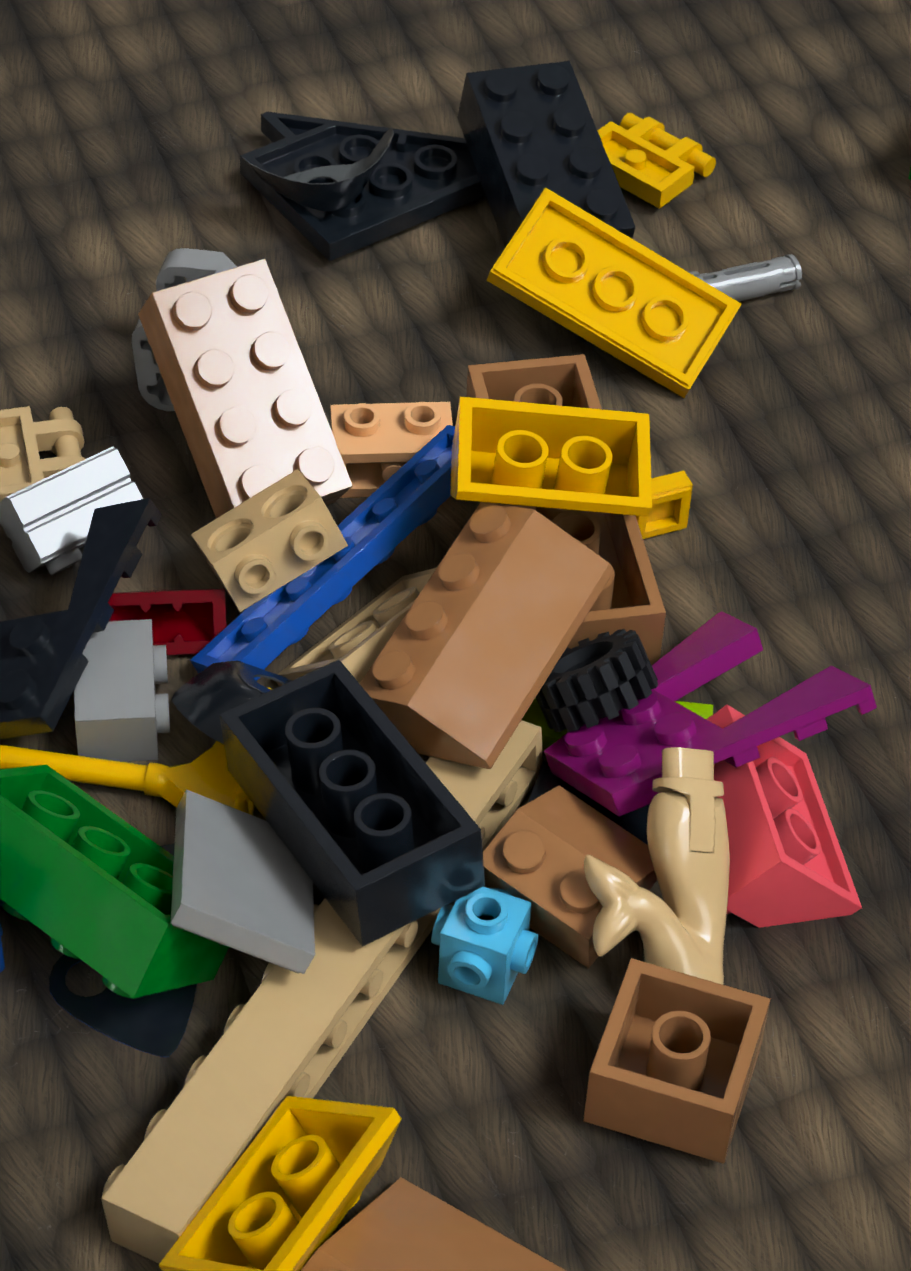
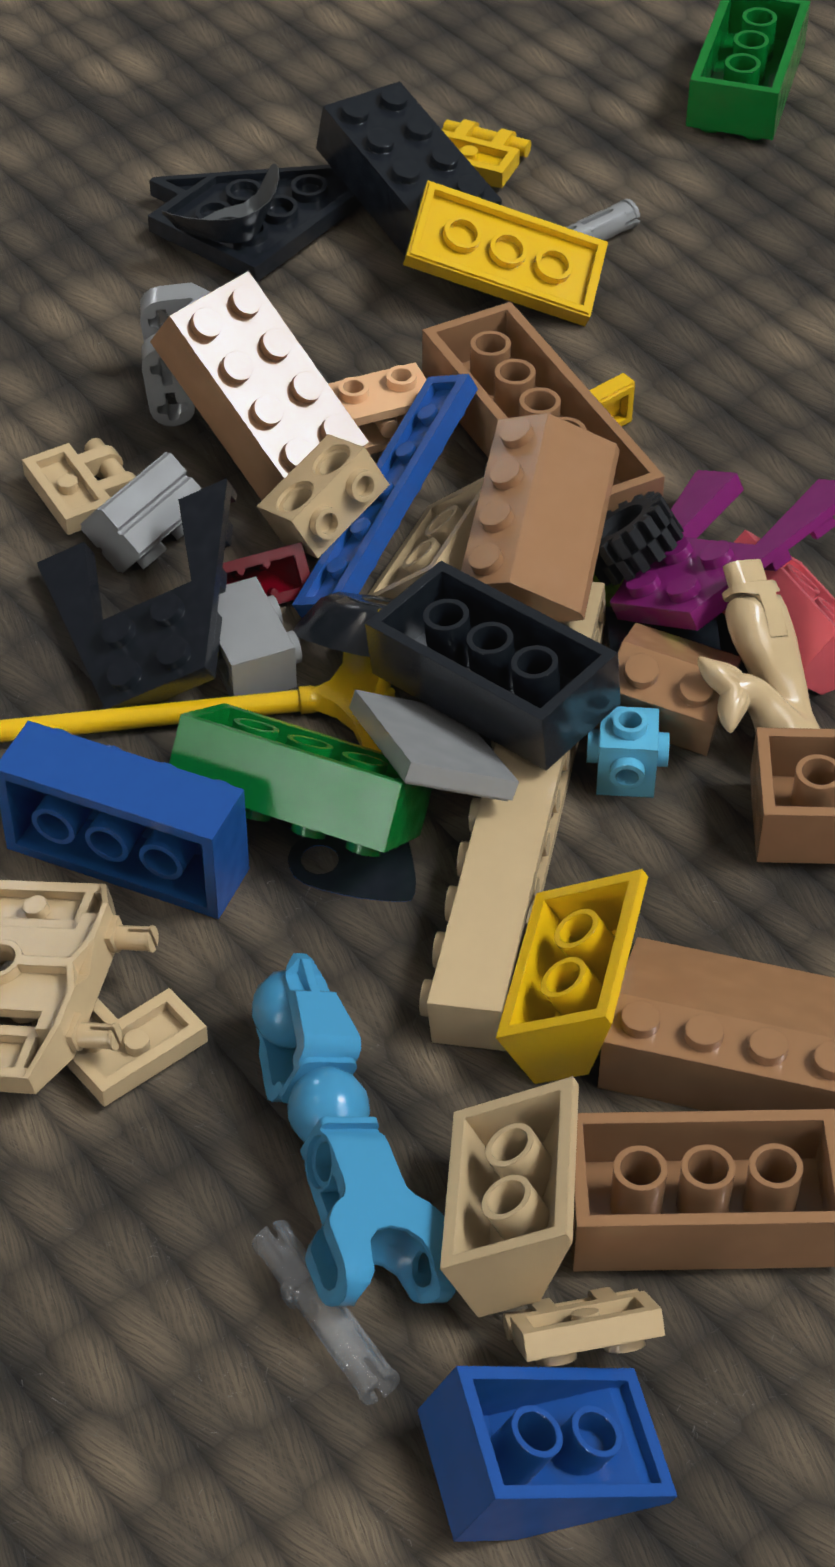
camera: 15 degrees left, 0 degrees up
(552, 456) = (536, 374): yellow slope -> none

